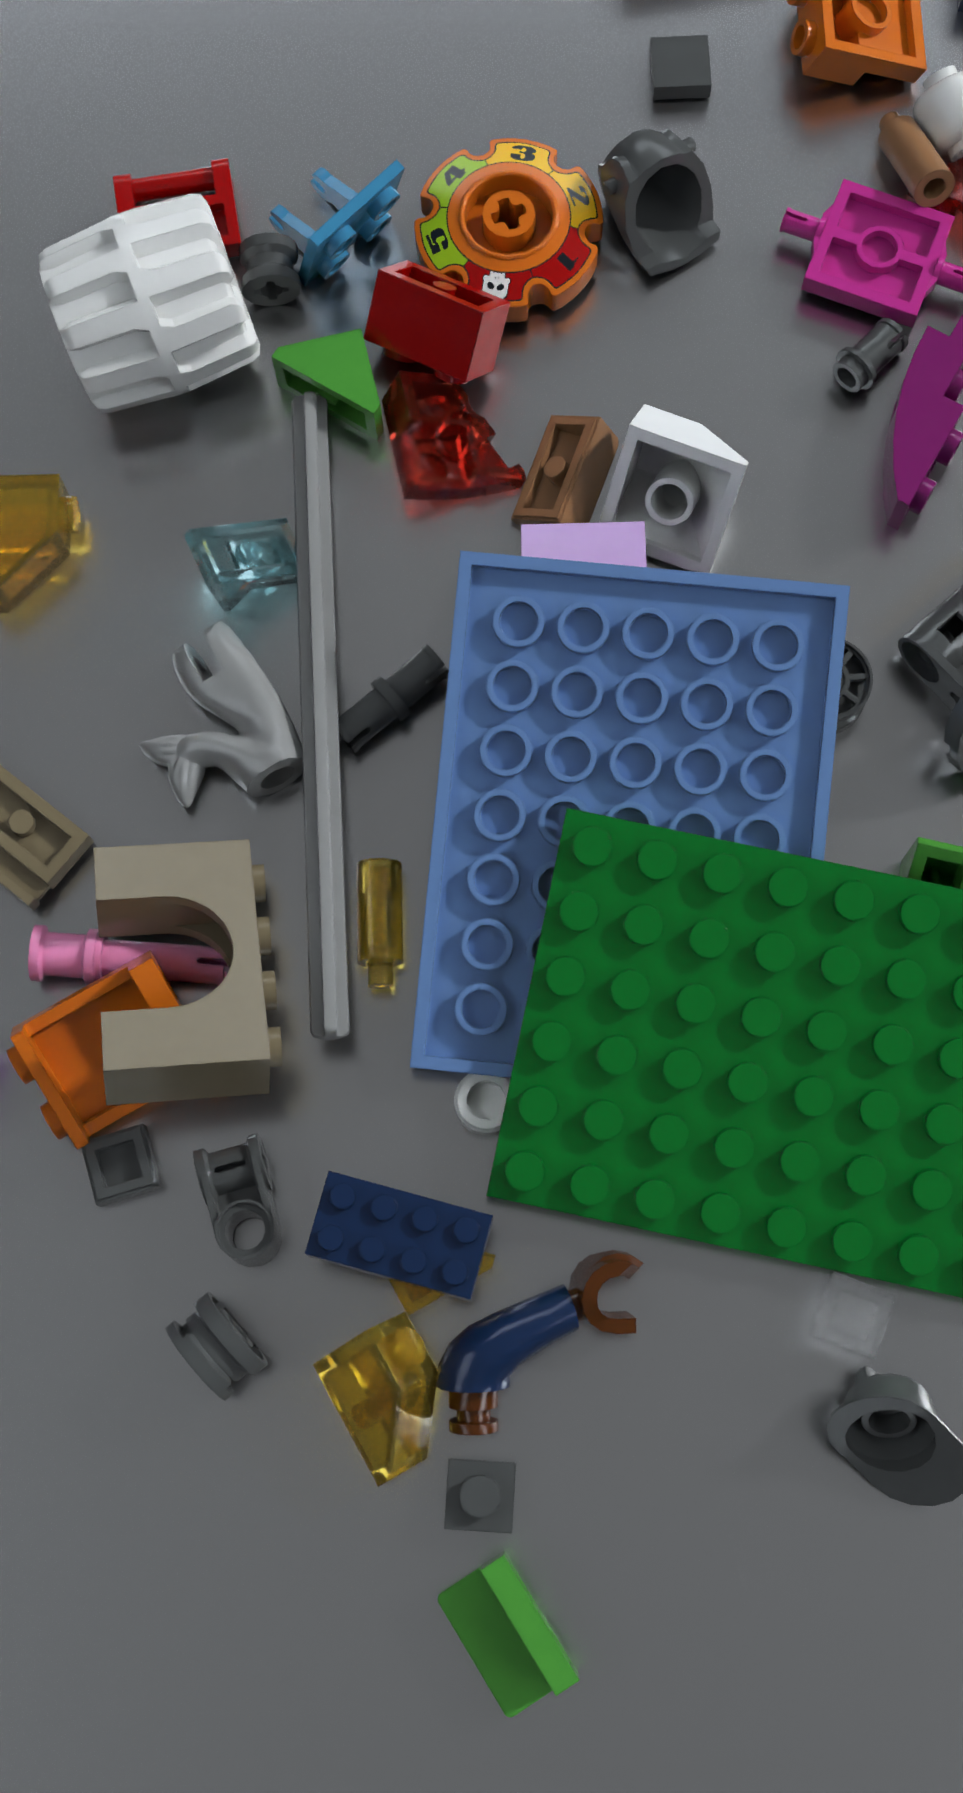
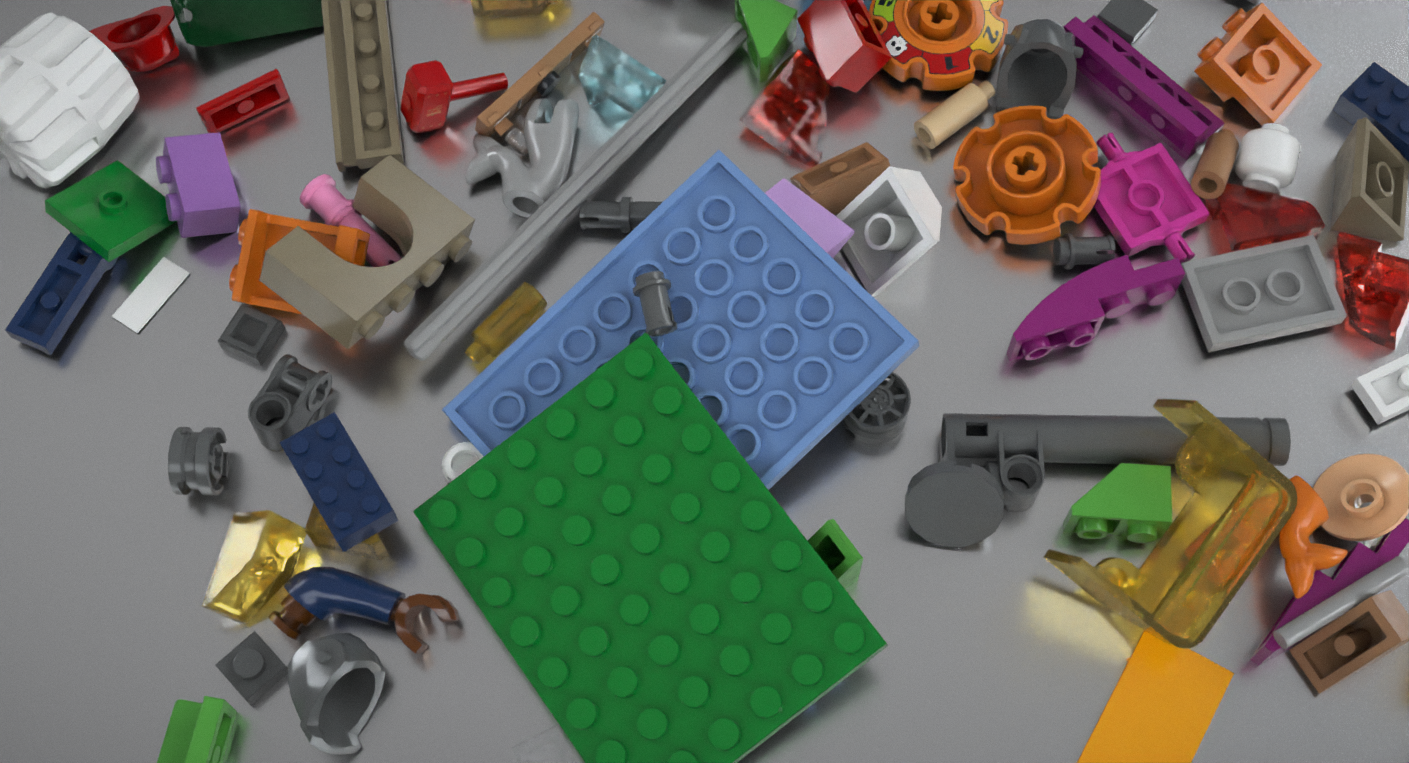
camera: 40 degrees right, 10 degrees down
(58, 736) = (430, 90): none -> red piece
(155, 627) = (540, 78): none -> medium nougat piece
(548, 769) = (655, 303): none -> dark grey pin
(593, 1442) = (335, 690): none -> dark grey helmet
(611, 313) = (953, 113): none -> tan cylinder
(771, 133) = (1142, 88): none -> magenta fence
(789, 295) = (1027, 174): none -> orange piece

